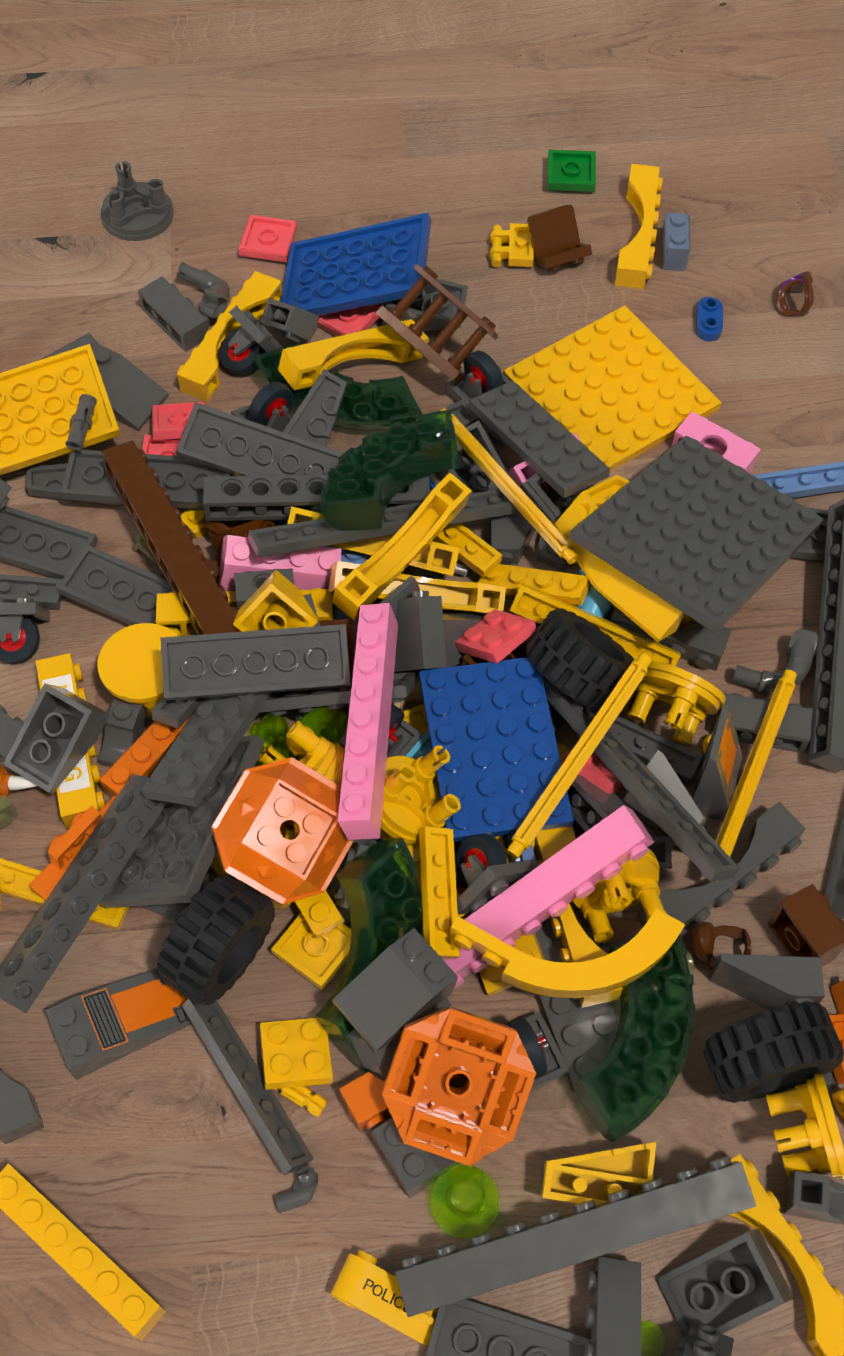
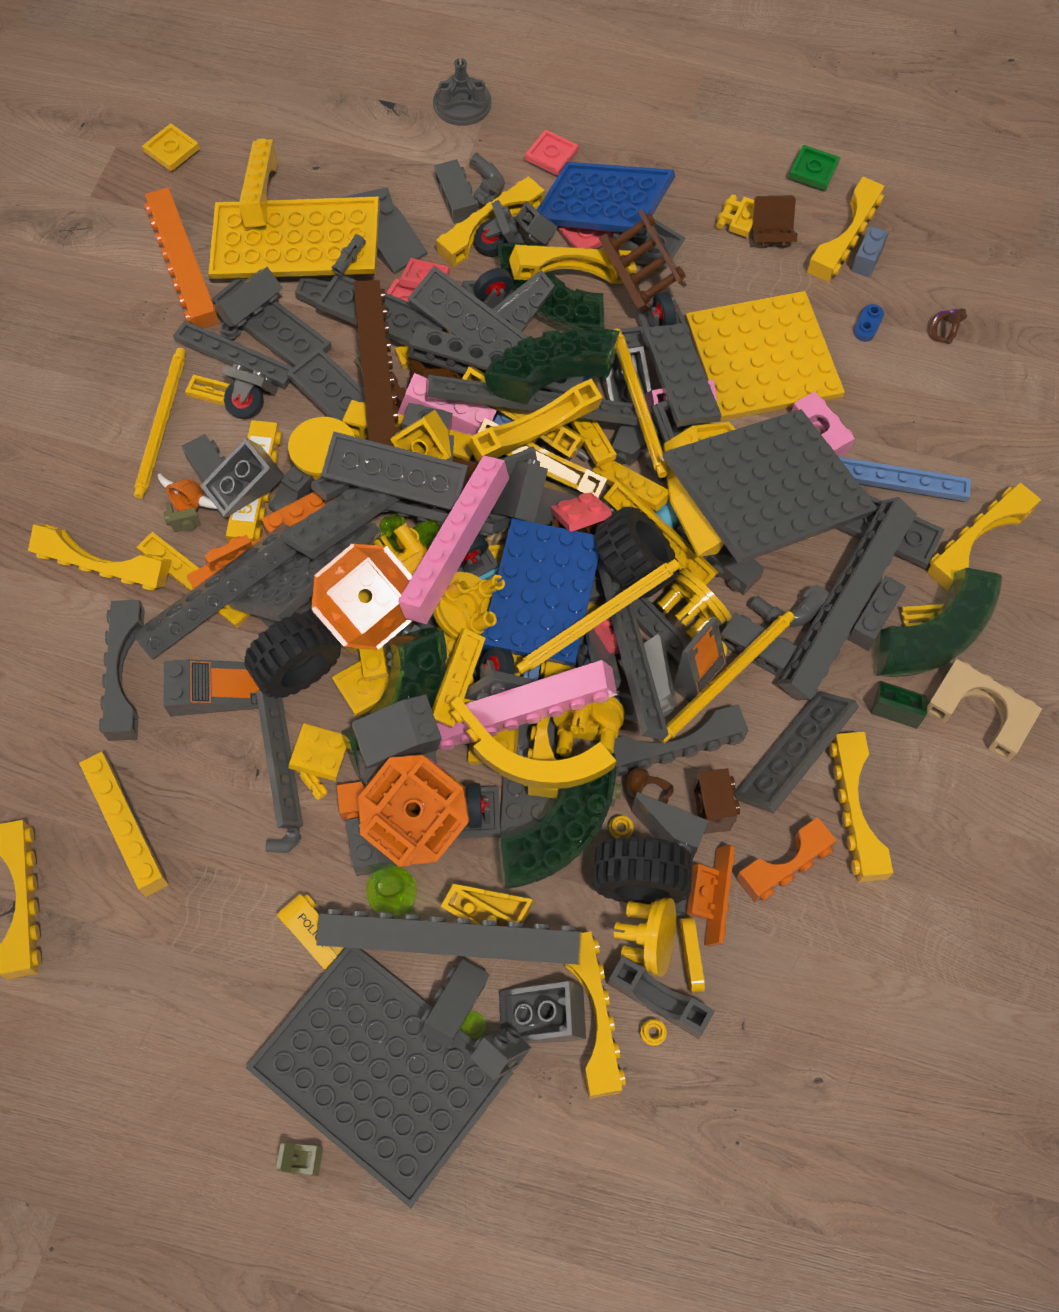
camera: 20 degrees right, 5 degrees up
(715, 999) = (621, 820): none -> yellow plate

